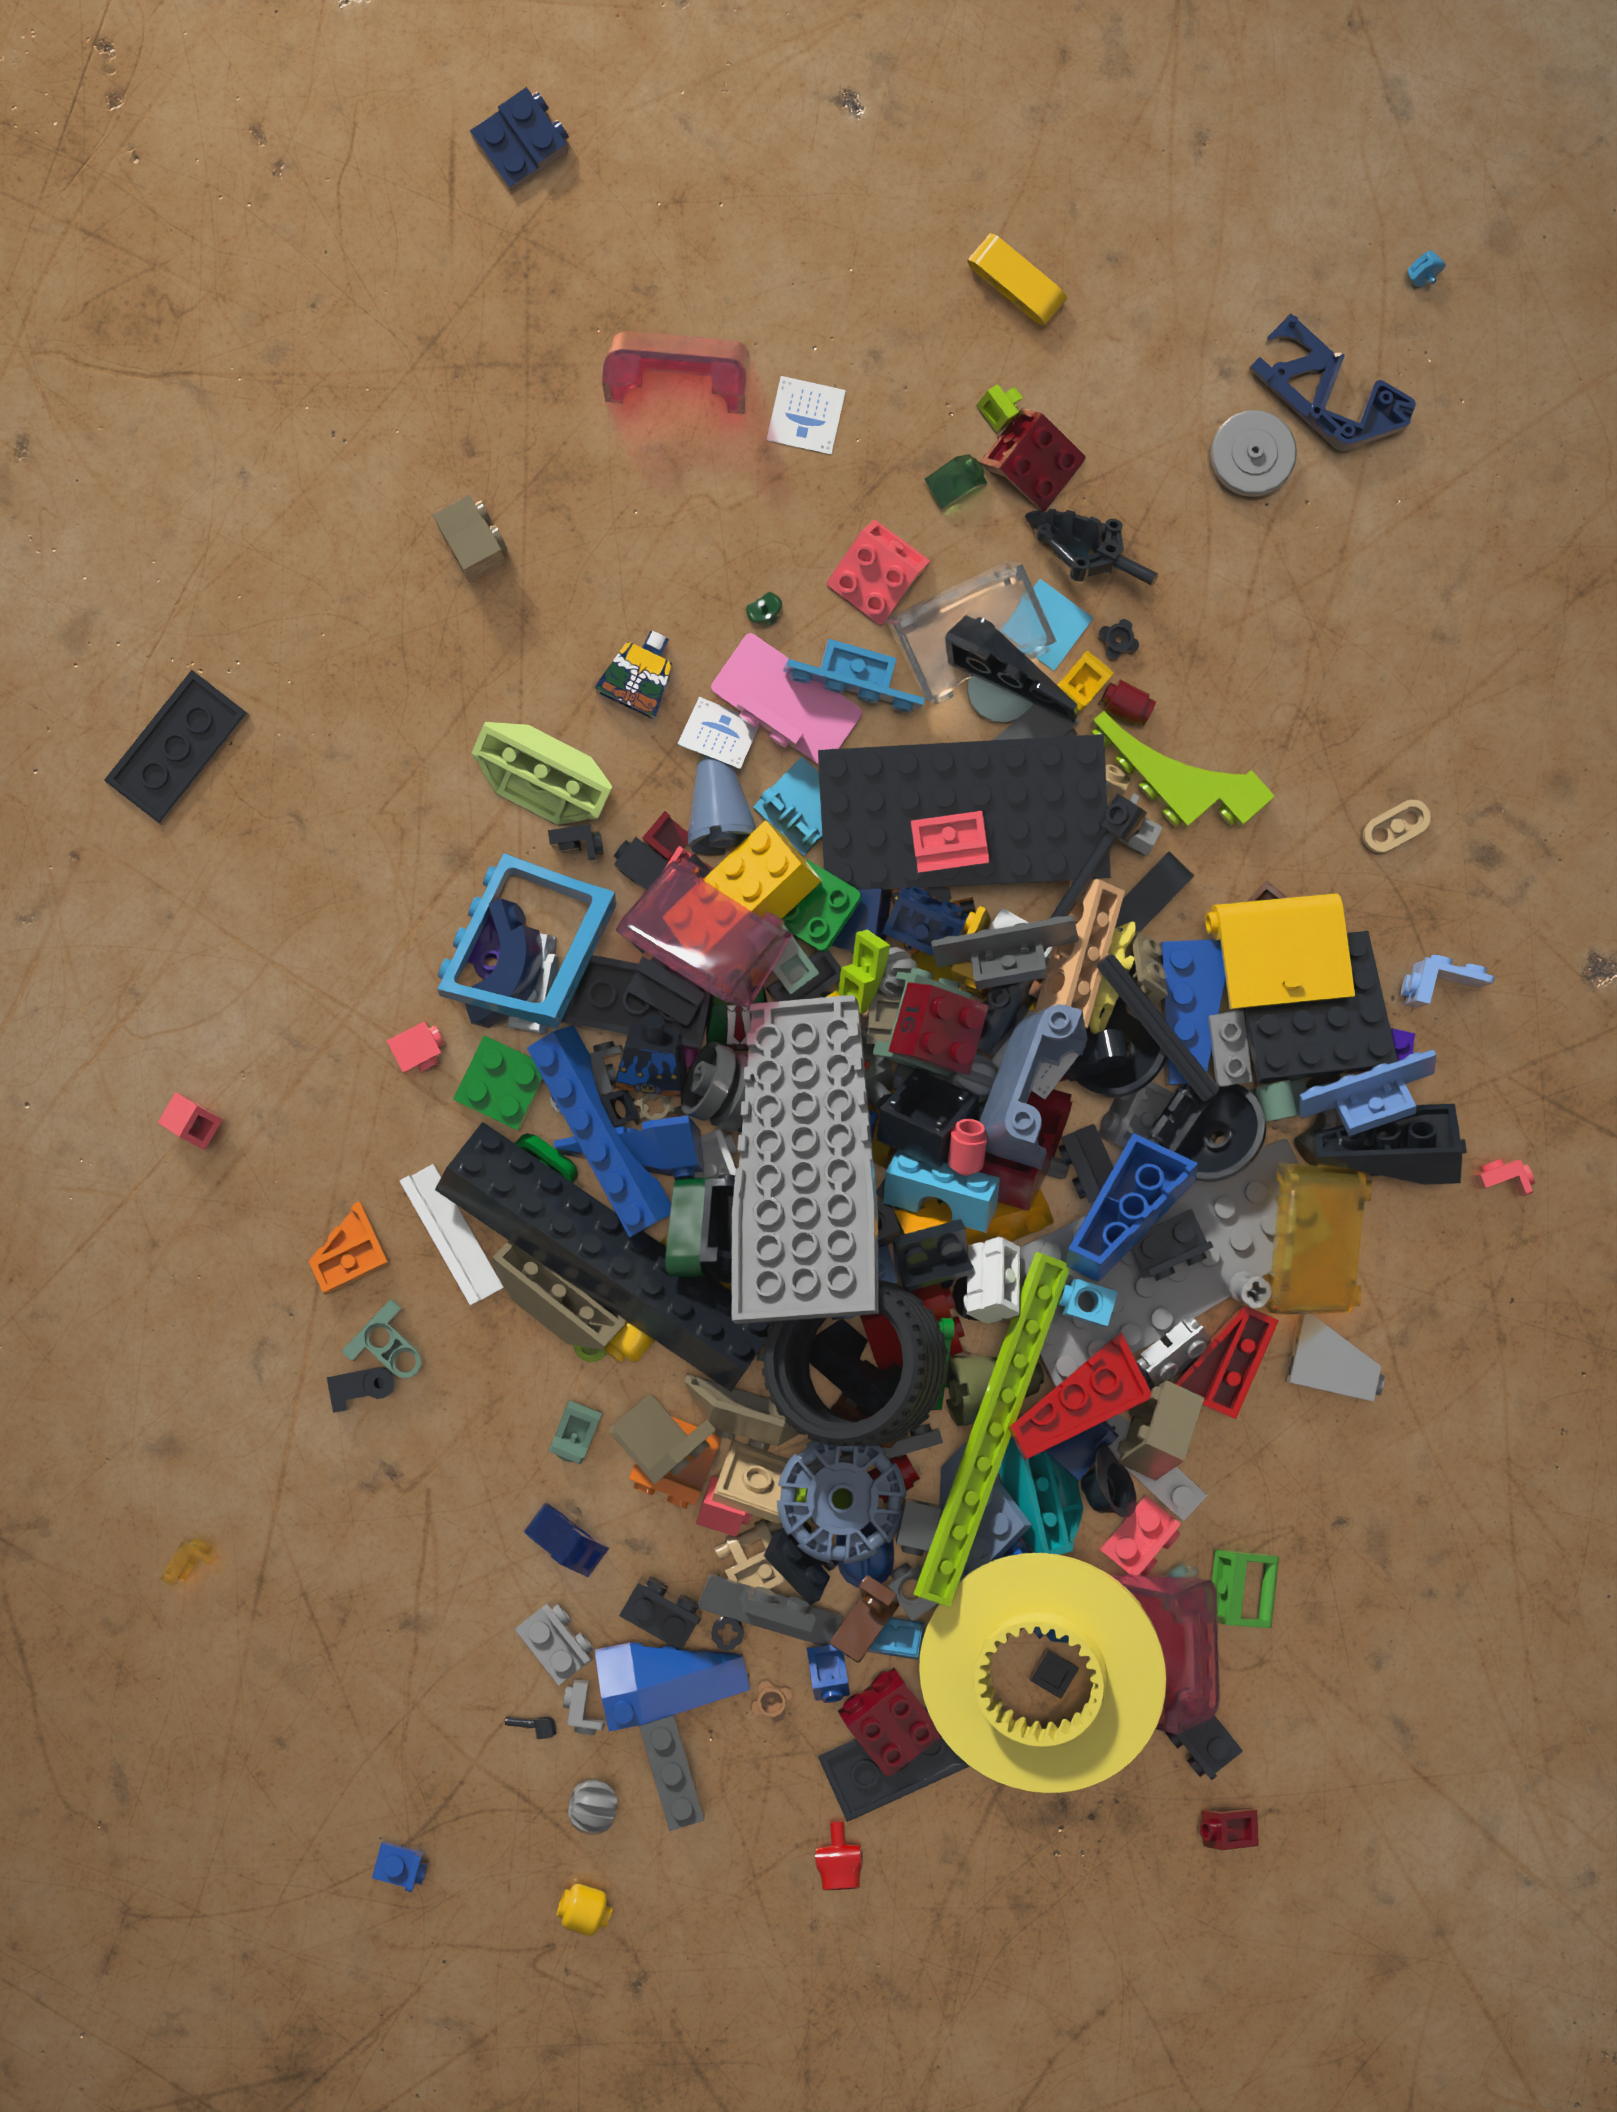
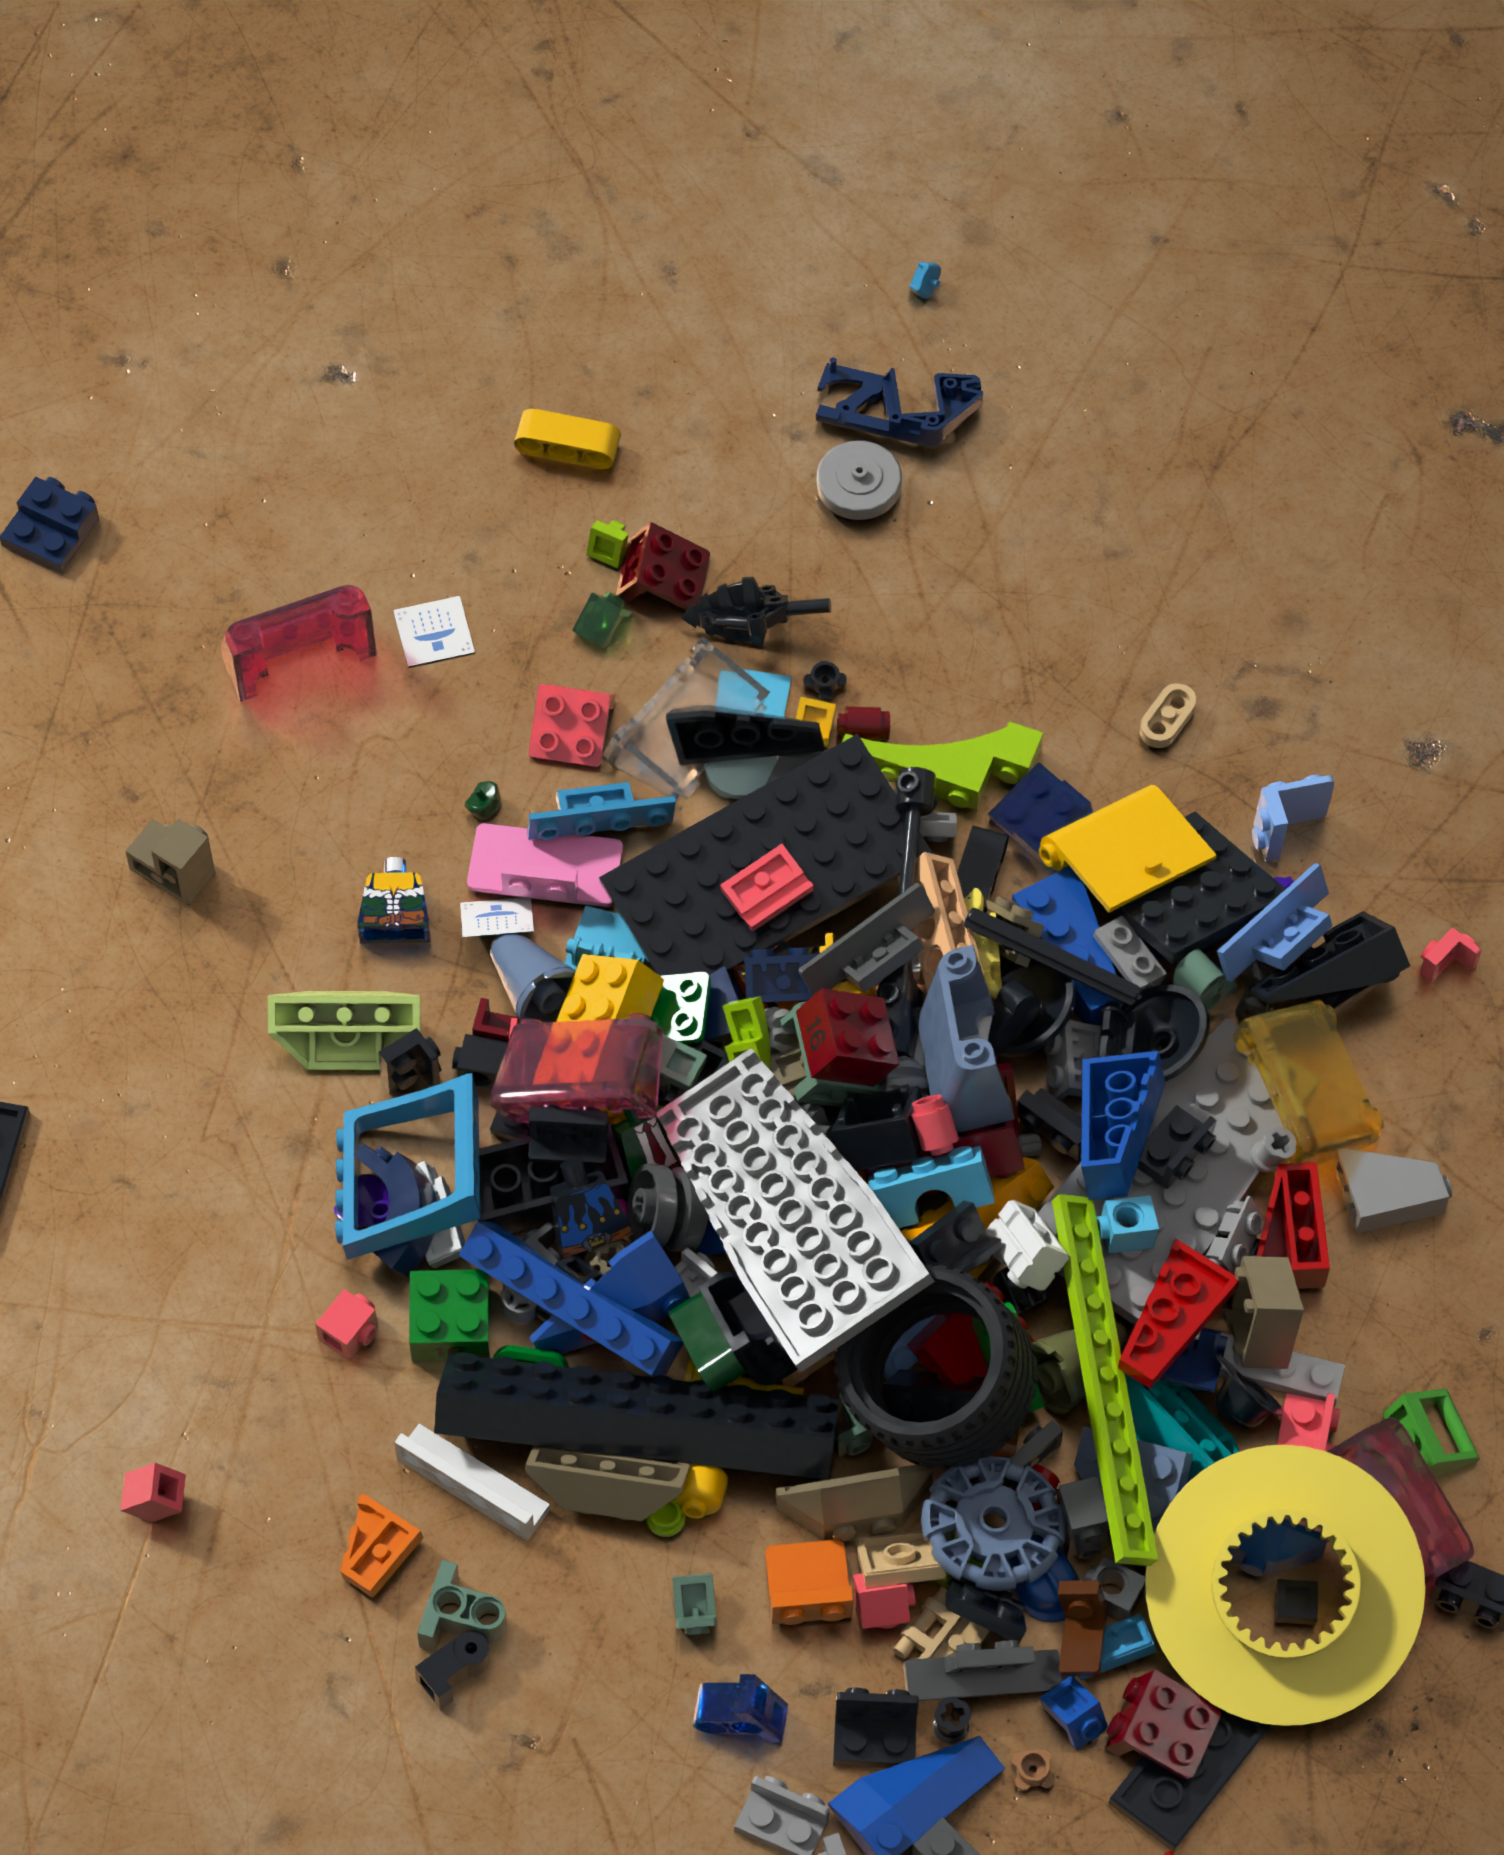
camera: 20 degrees left, 25 degrees down
(657, 1440) = (783, 1564): dark tan bracket -> none
(1235, 866) = (1038, 808): none -> clear blue plate

